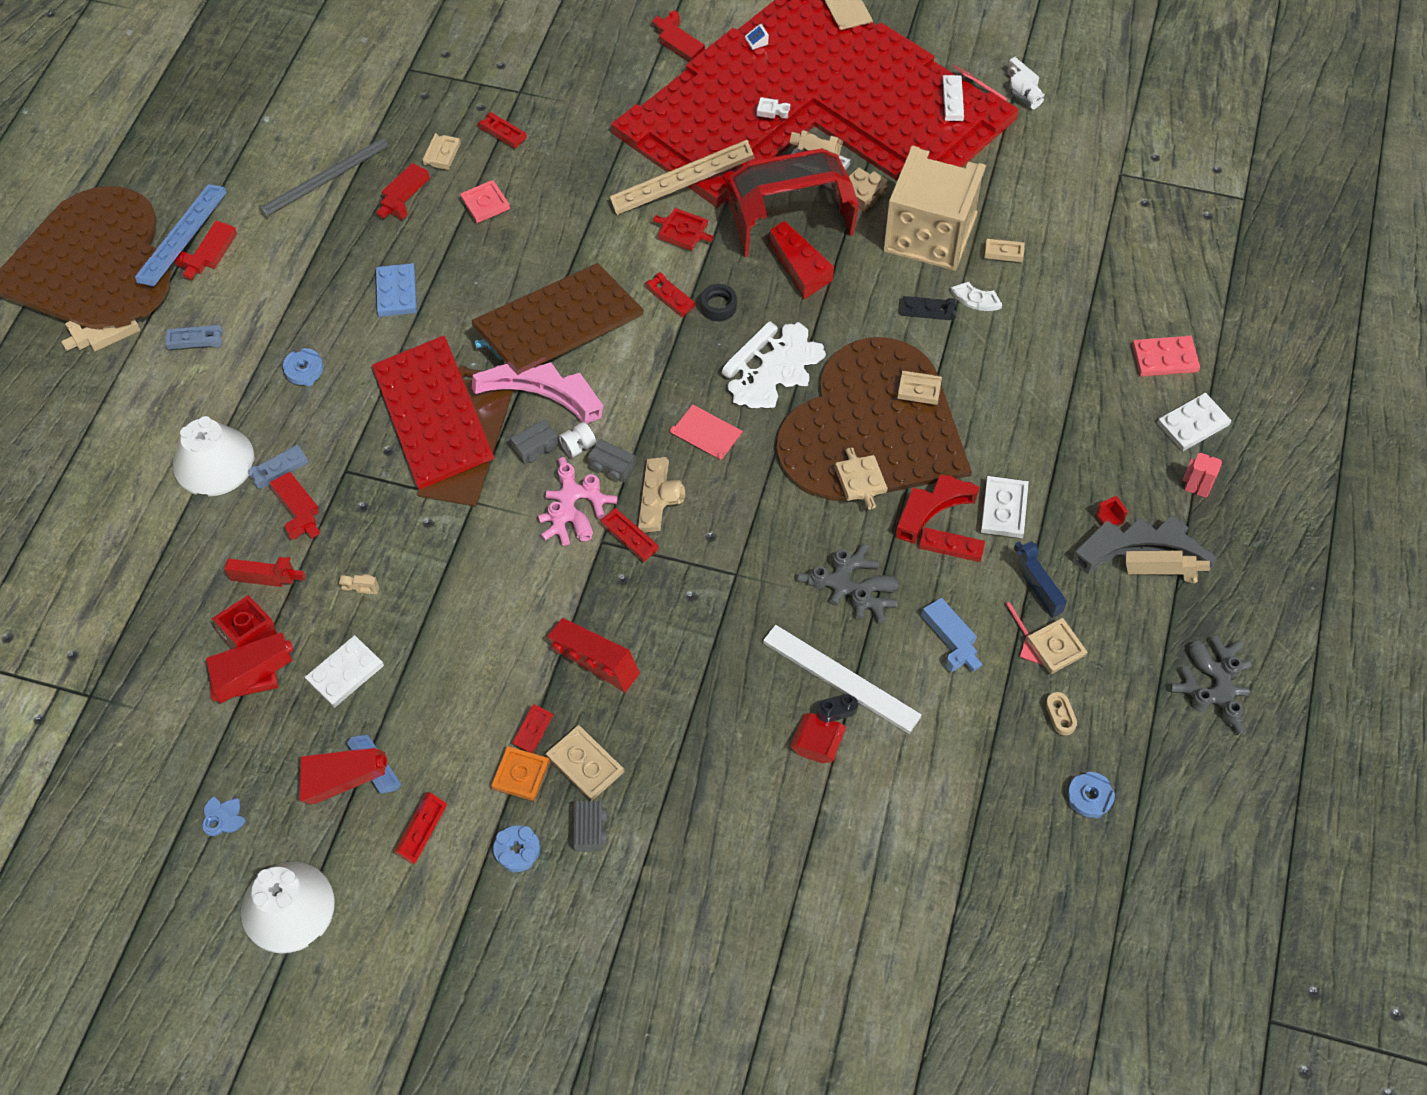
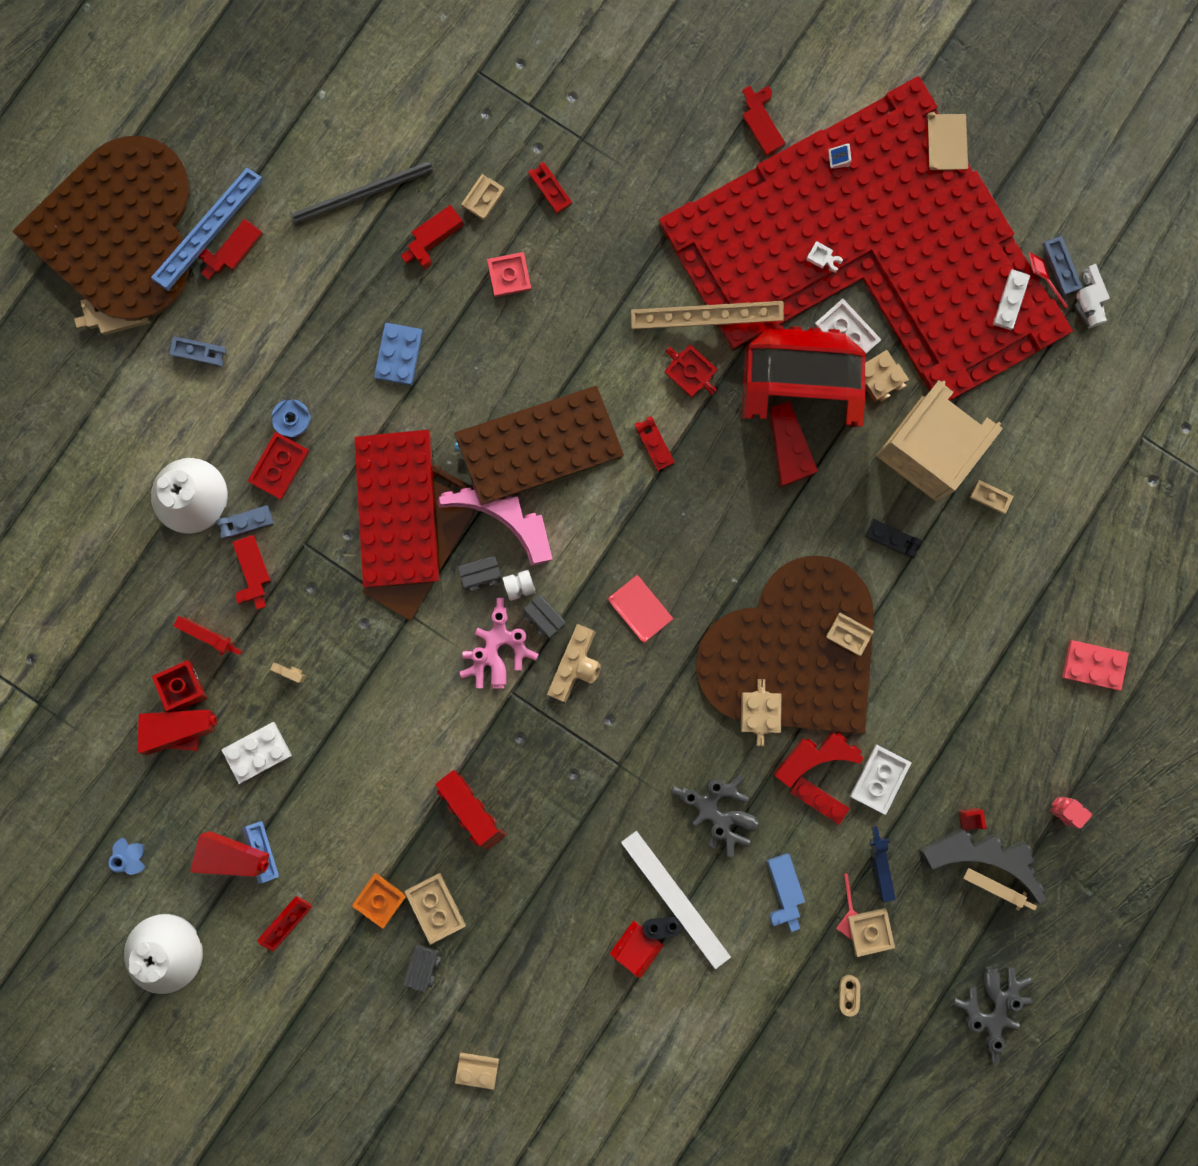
camera: 20 degrees right, 25 degrees up
(300, 408) = (278, 465): none -> red plate
(507, 839) = (348, 970): medium blue plate -> none
(533, 728) = (400, 864): red plate -> none
(629, 535) = (537, 698): red plate -> none
(686, 919) = (477, 1071): none -> tan plate
(718, 290) = (696, 484): black tyre -> none
(781, 365) = (731, 561): white plant -> none
(808, 141) = (851, 320): tan hips -> none
(976, 298) = (942, 541): white tile -> none
(987, 70) = (1062, 266): none -> sand blue plate
(1102, 790) = (844, 1087): medium blue plate -> none
(1194, 422) = (1090, 745): white plate -> none

